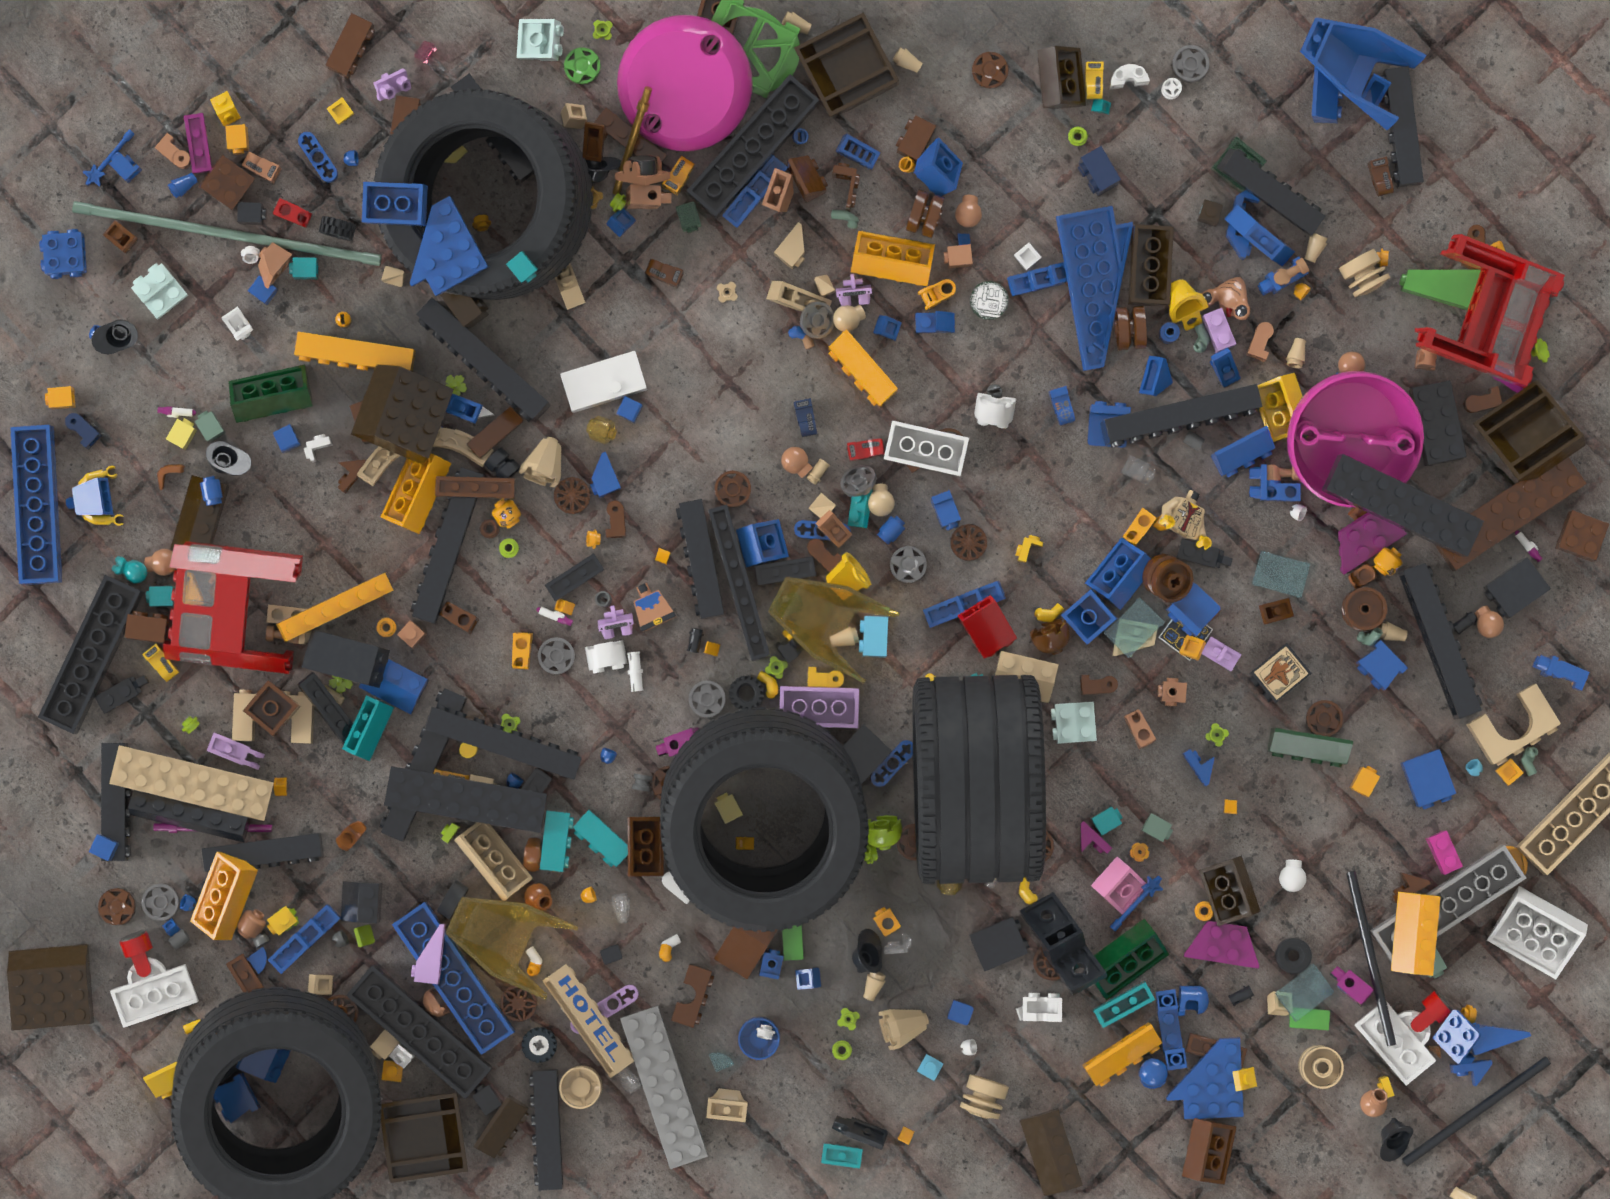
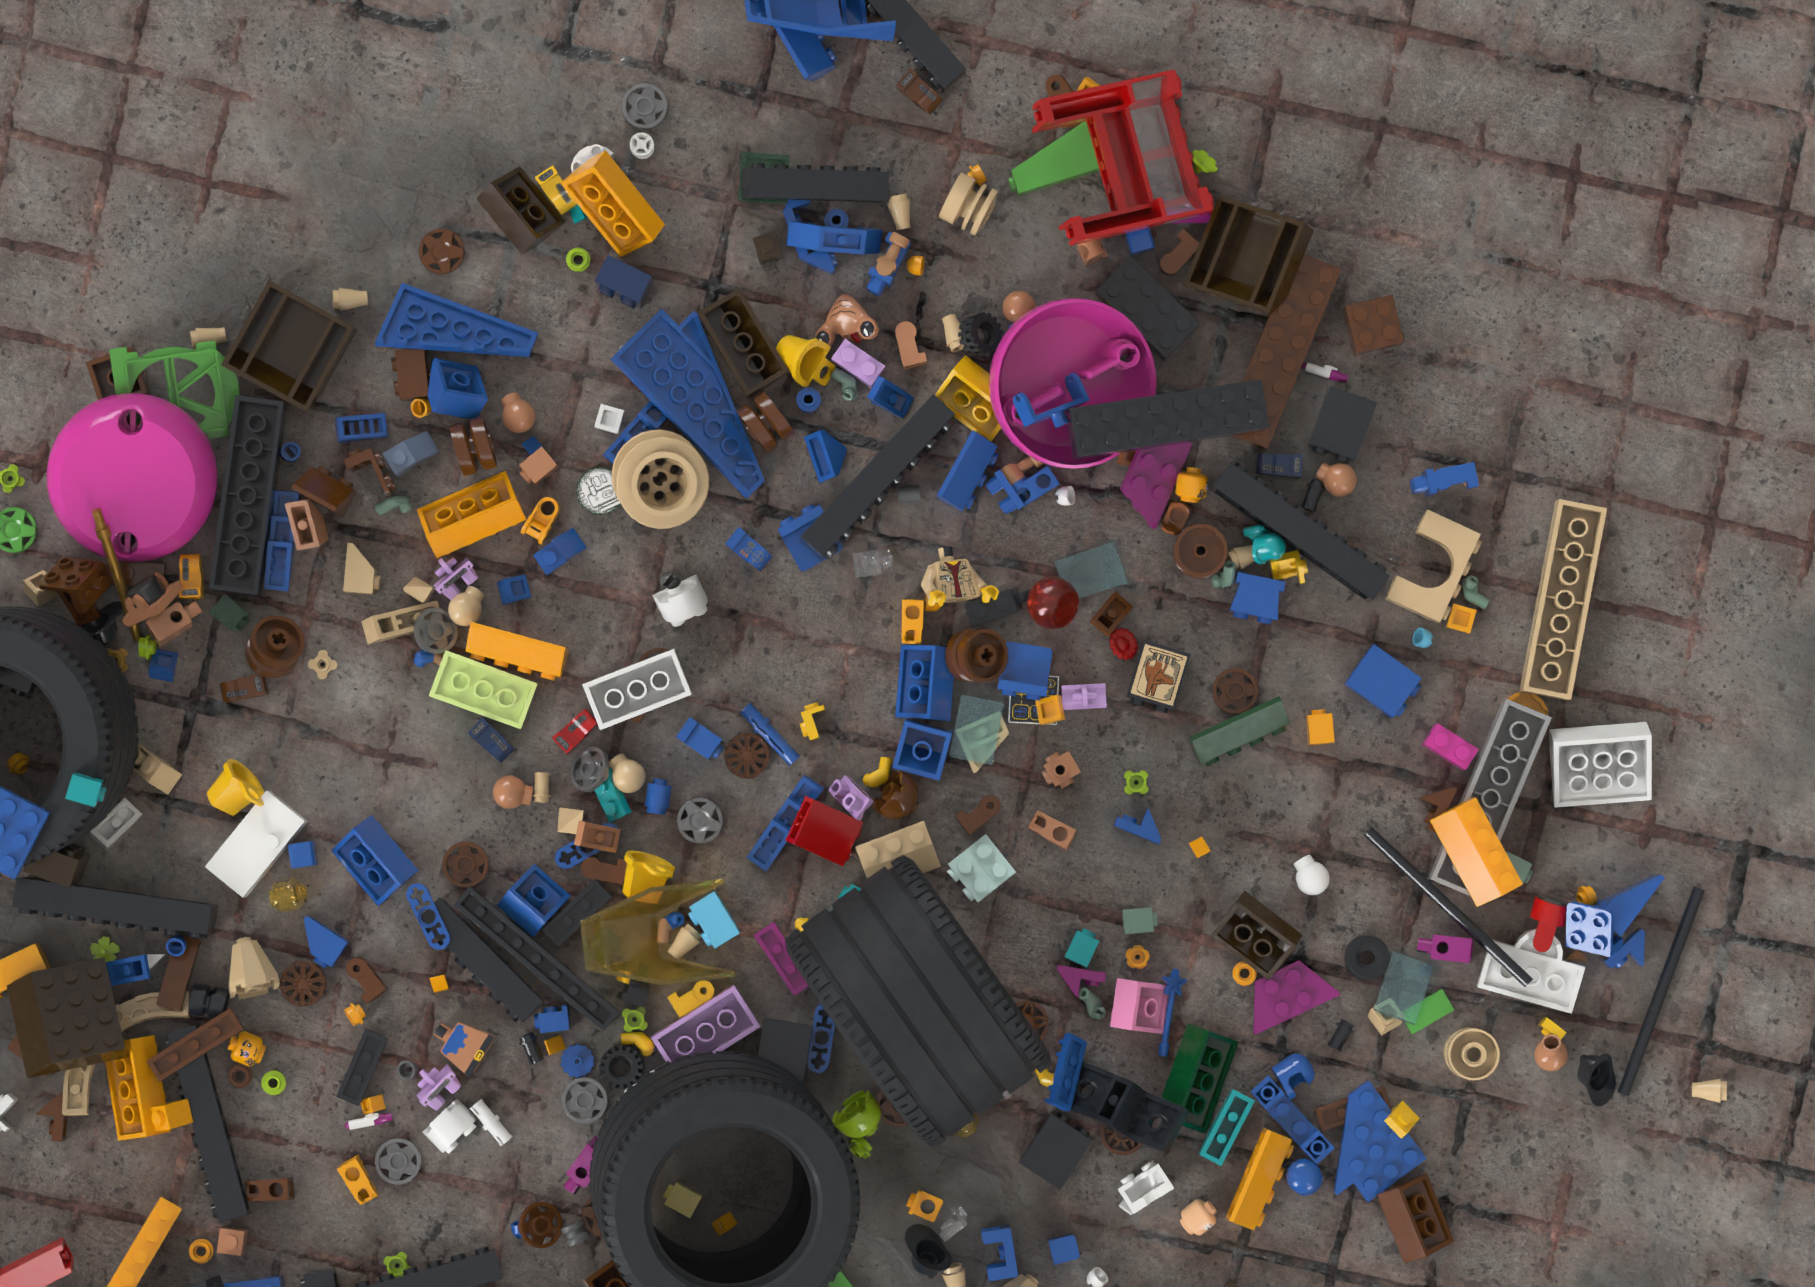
camera: 40 degrees left, 0 degrees up
(428, 523) = (171, 1115): none -> light orange brick
(505, 416) = (176, 949): none -> blue hinge
(518, 306) = (115, 824): none -> white slope
(606, 127) = (80, 578): none -> reddish brown bracket
(614, 335) = (235, 788): none -> yellow container
(622, 761) = (540, 1225): none -> reddish brown wheel
(674, 445) = (374, 860): none -> blue slope
(679, 520) = (415, 902): none -> blue beam
(704, 258) = (274, 646): none -> reddish brown wheel
(719, 669) = (577, 1061): none -> blue piece
(722, 631) = (553, 1020): none -> blue brick
(822, 380) = (483, 689): none -> yellowish green plate
(841, 618) = (667, 924): none -> arm
(880, 190) = (410, 453): none -> sand blue slope
(902, 693) = (774, 946): none -> magenta plate
(921, 987) = (1005, 1269): none -> blue panel
(957, 118) = (439, 324): none -> blue wing
(993, 538) = (769, 733): none -> blue pin
(1020, 616) = (851, 796): none -> lavender hips
(1032, 343) = (675, 506): none -> tan wheel
(1041, 896) = (1067, 1072): none -> blue plate
(1064, 1052) = (1198, 1217): none -> light nougat head
(1089, 862) = (1092, 1003): none -> sand green arm
(1126, 114) = (613, 204): none -> light orange slope
(1242, 577) = (1053, 603): none -> clear red wheel
(1271, 636) = (1123, 643): none -> red piece
(1272, 221) = (836, 213): none -> blue brick
(1306, 362) = (970, 336): none -> black tyre
(1331, 453) = (1057, 414): none -> blue piece
(1411, 634) = (1265, 544): none -> teal piece
(1416, 658) = (1289, 566): none -> yellow bracket
(1456, 587) = (1279, 465): none -> dark blue leg
(1462, 375) = (1139, 241): none -> blue piece

